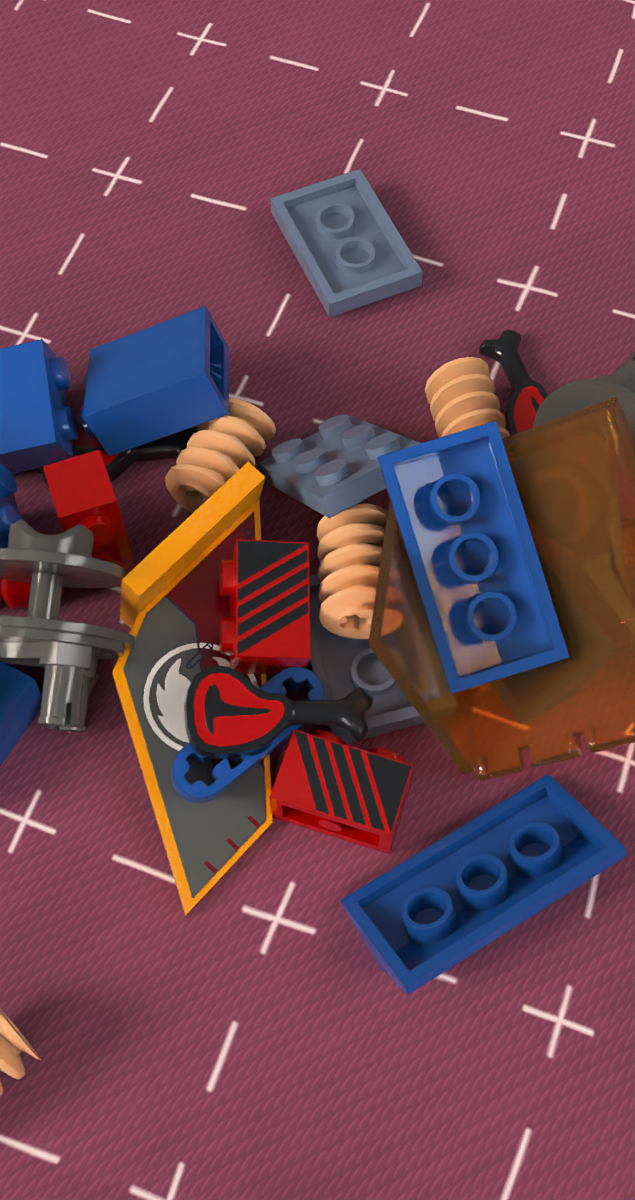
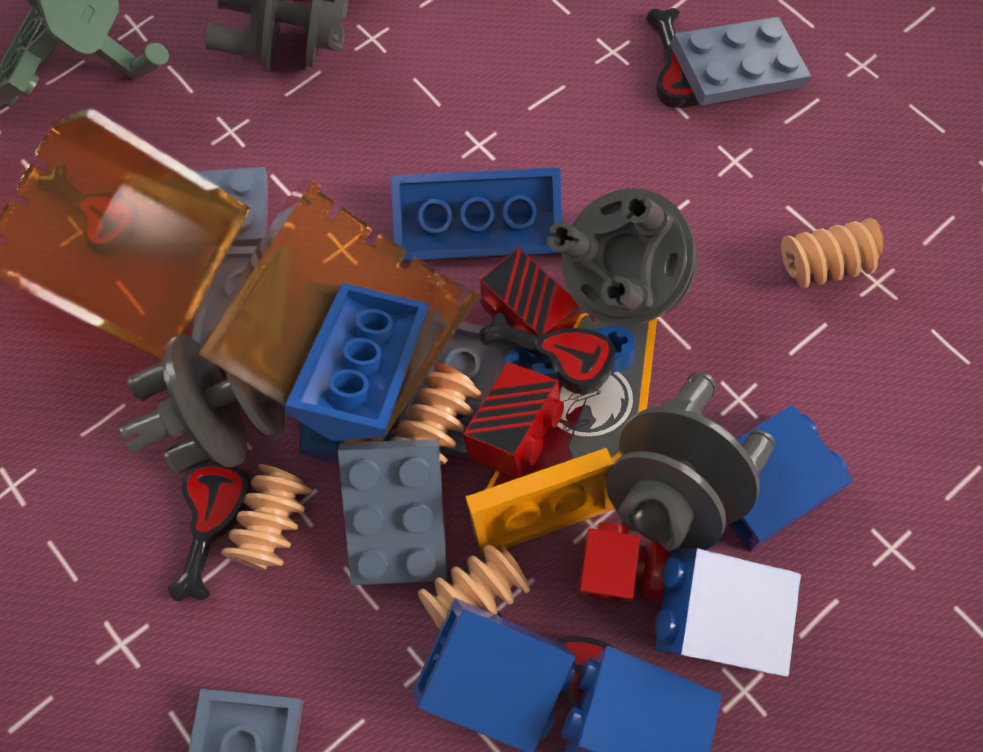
camera: 150 degrees left, 5 degrees up
(227, 859) = (627, 256): none -> dark grey piece

